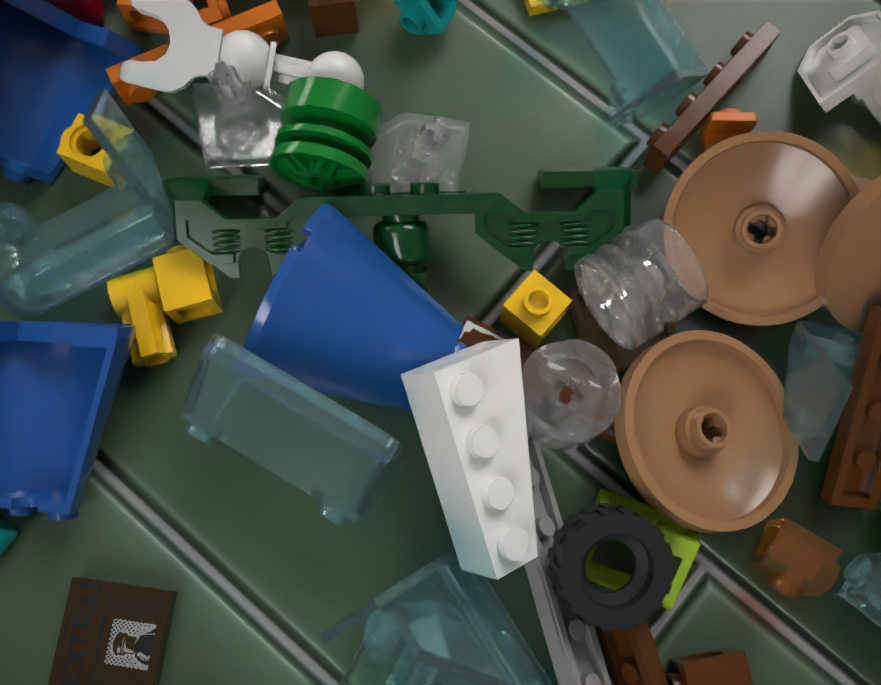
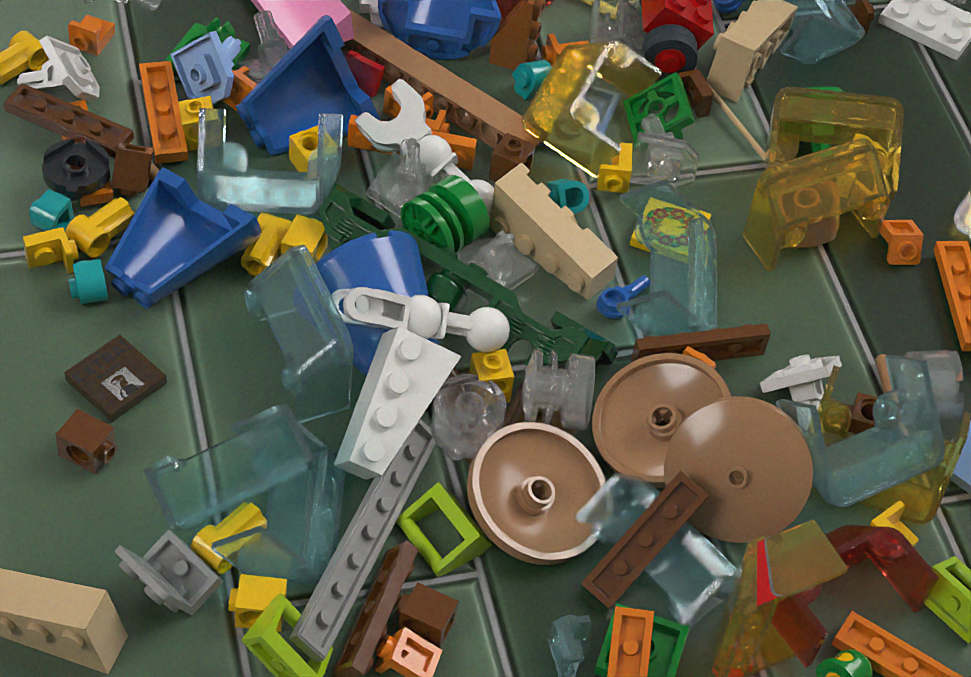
camera: 30 degrees right, 25 degrees down
(430, 322) = (484, 328): none -> white piece
(451, 68) = (550, 233): none -> tan wedge
(579, 106) = (610, 297): none -> blue plate
(647, 584) = (417, 472): black tyre -> none
(795, 559) = (533, 593): clear orange brick -> none

